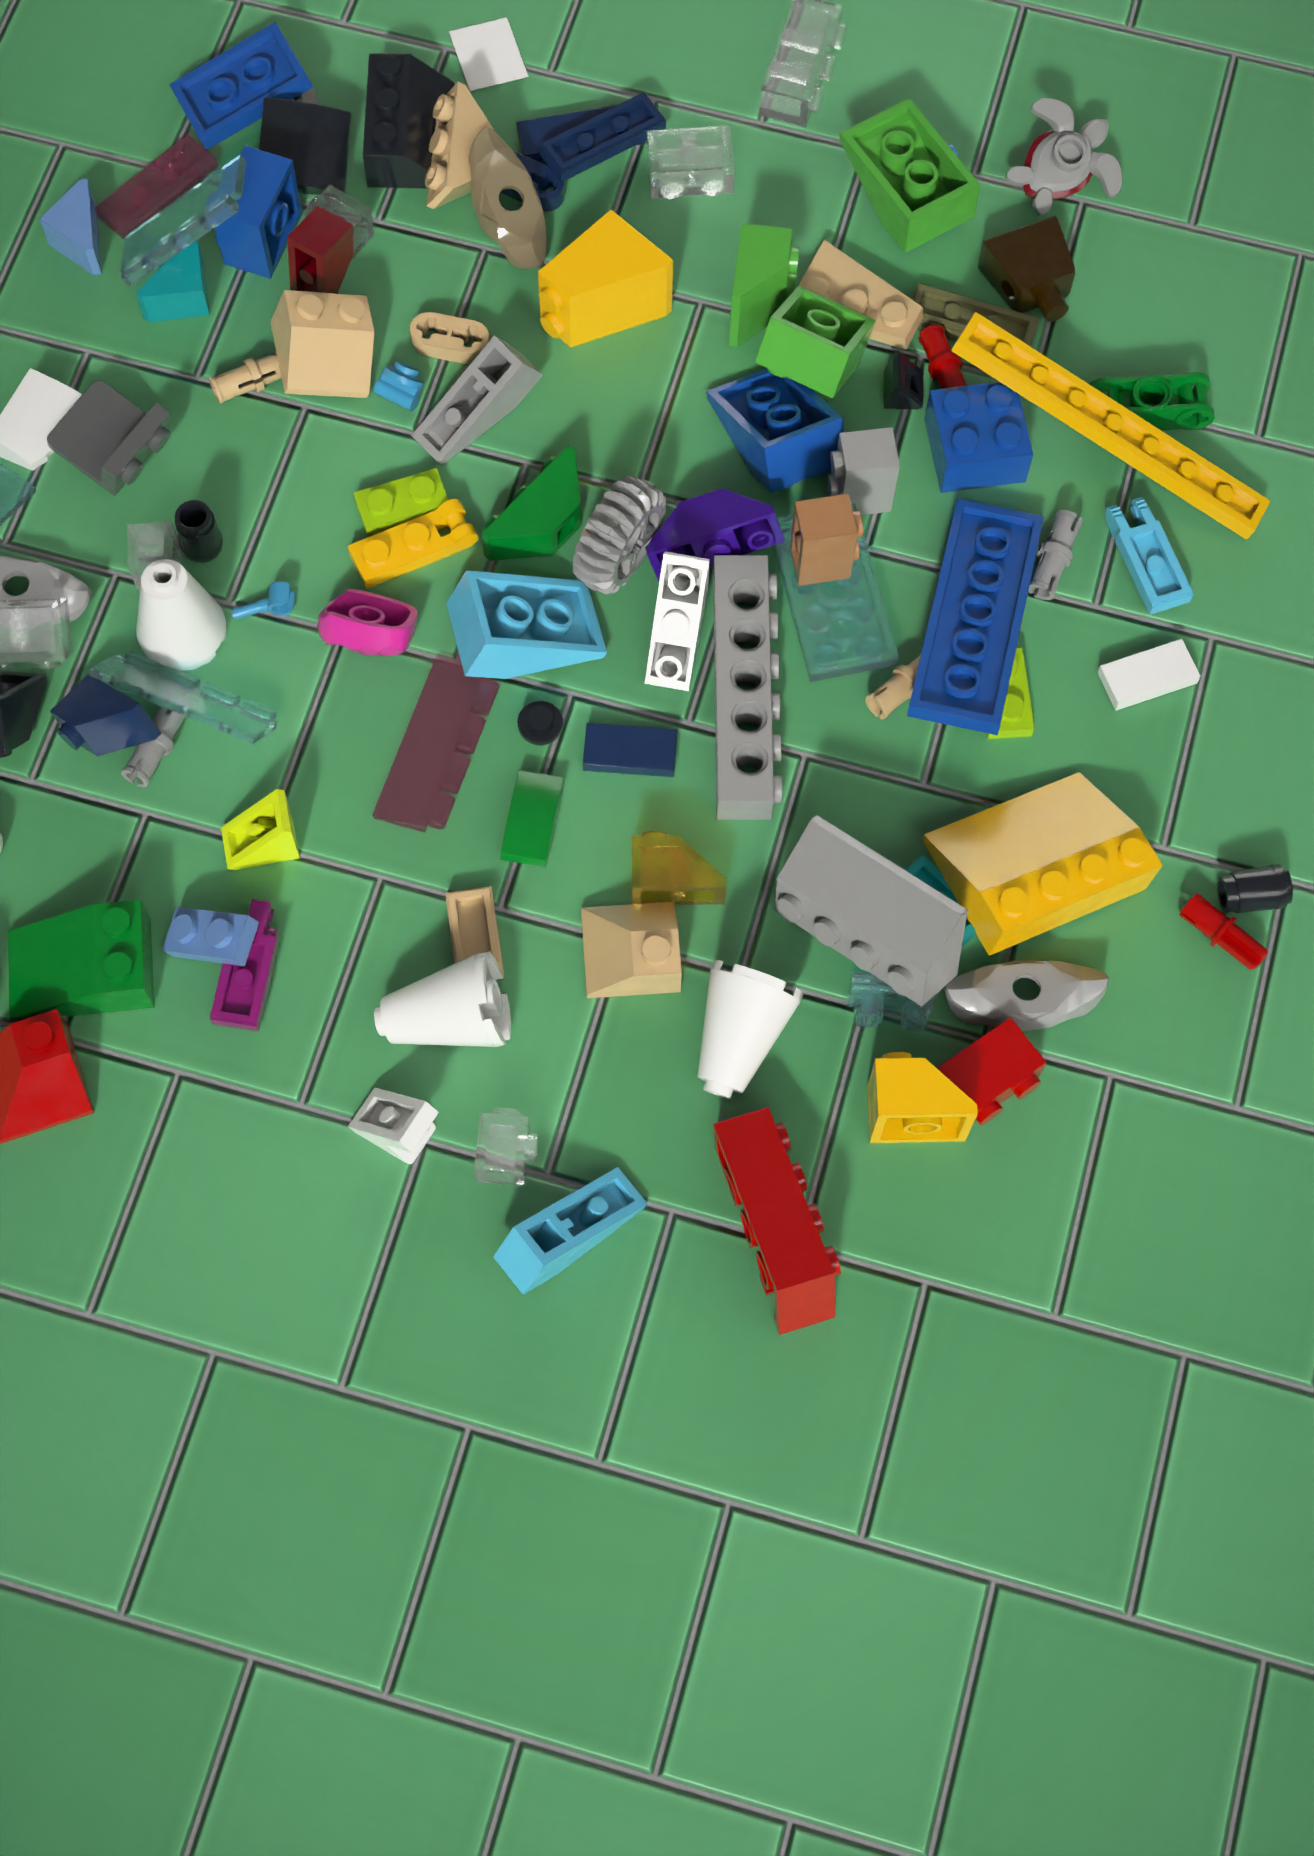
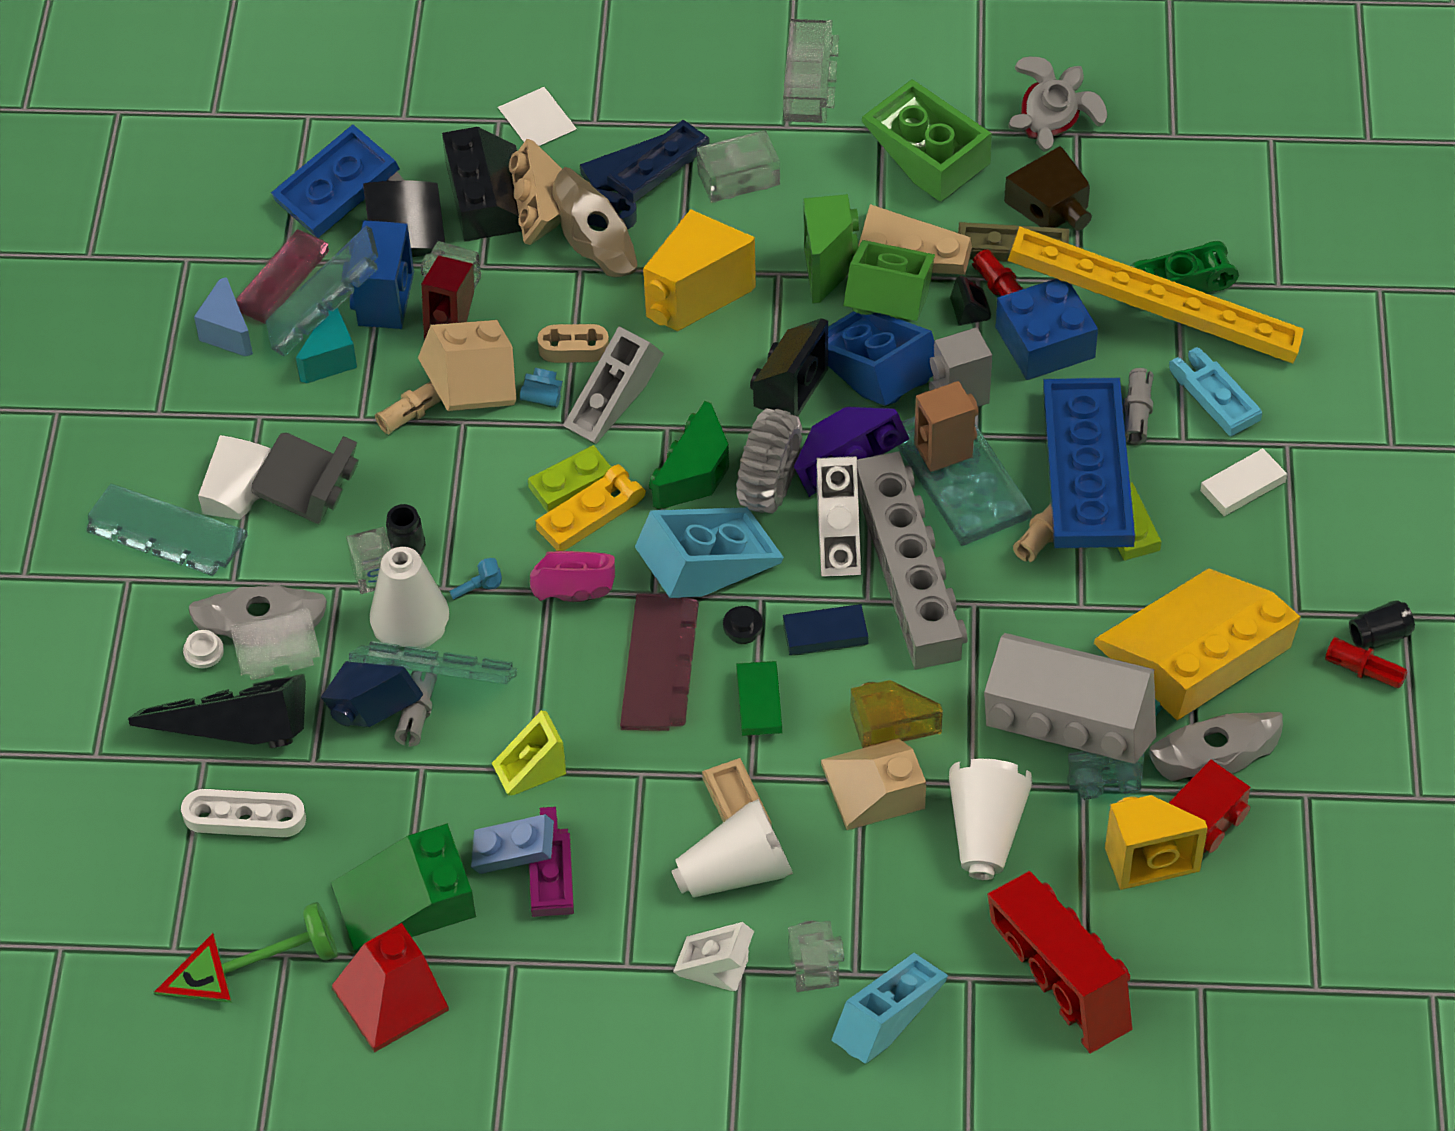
camera: 10 degrees left, 15 degrees down
(678, 427) = (792, 368): none -> black slope

